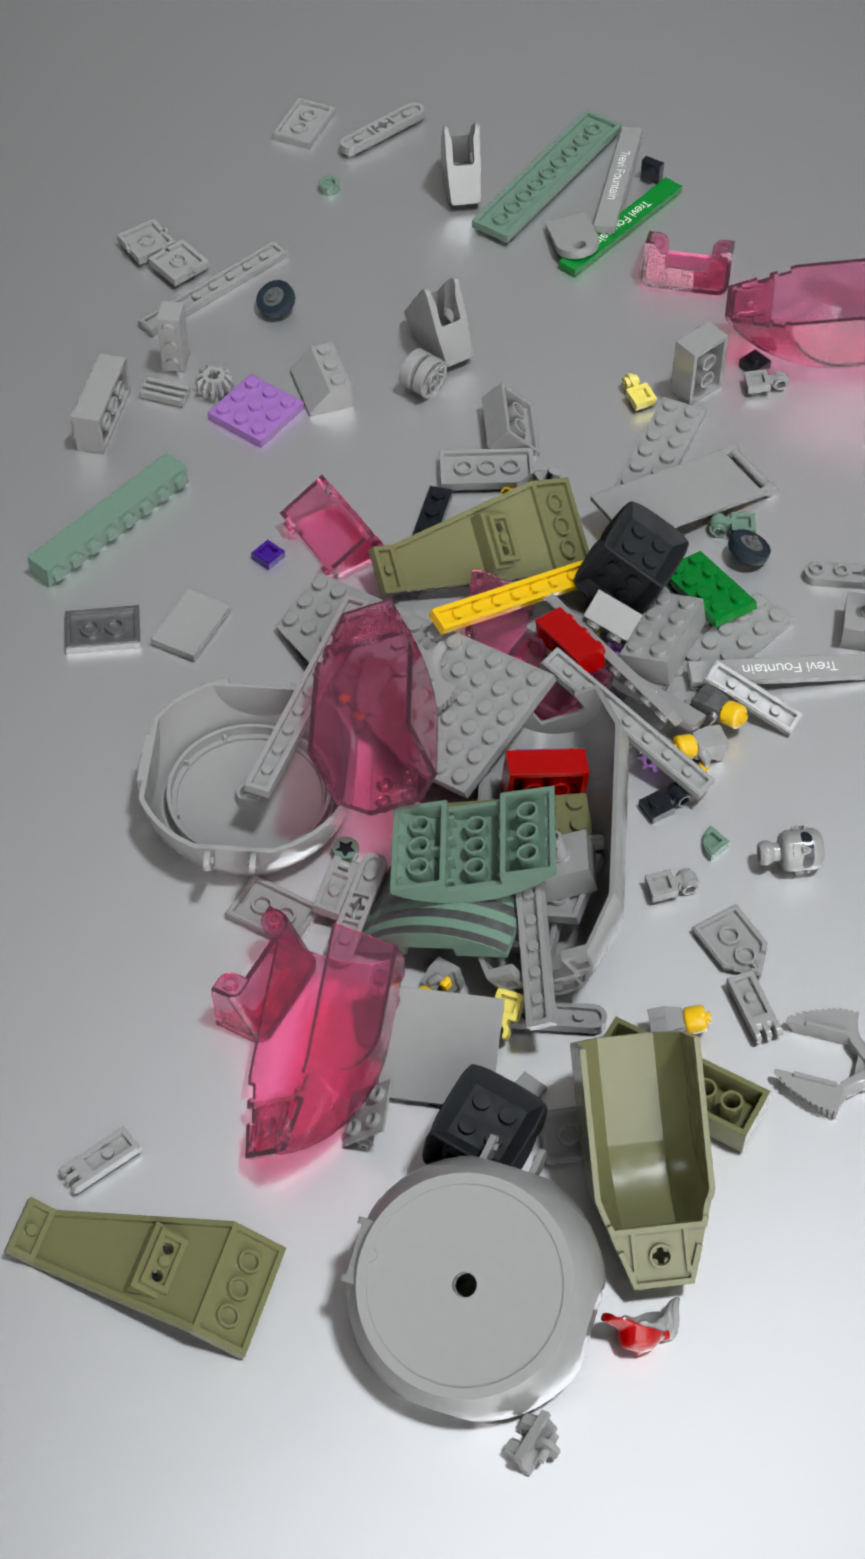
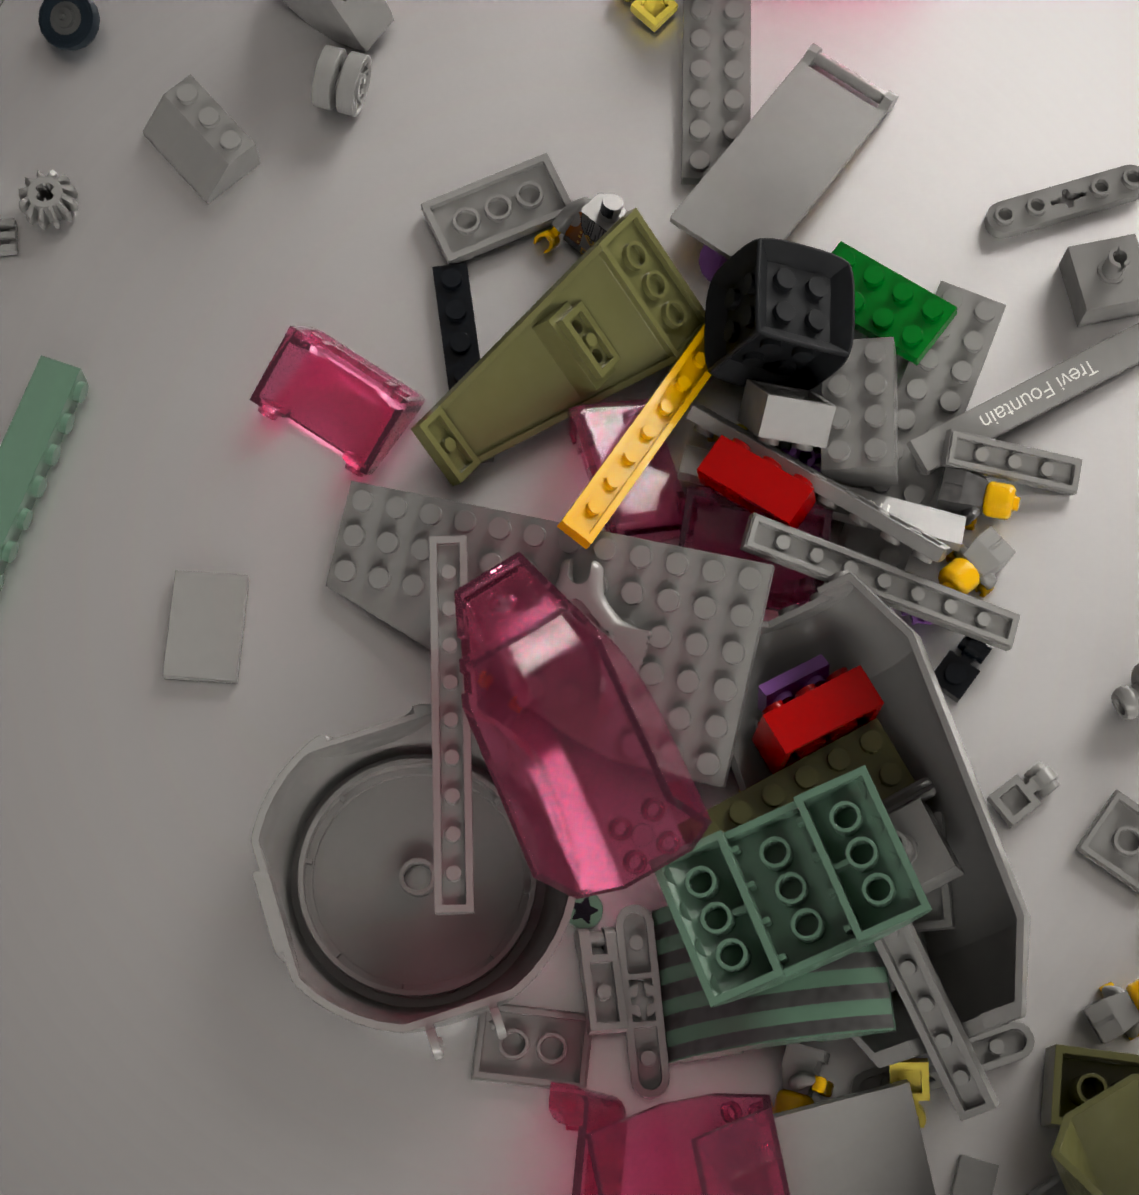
camera: 25 degrees left, 20 degrees up
(102, 629) = (85, 682): flat silver tile -> none
(256, 410) = (127, 223): medium lavender plate -> none
(268, 554) = (259, 466): dark purple tile -> none
(509, 420) = (494, 119): light grey slope -> none
(714, 843) = (1047, 704): sand green tile -> none
(720, 524) = (874, 176): sand green plate -> none
(749, 547) = (904, 214): black wheel -> none

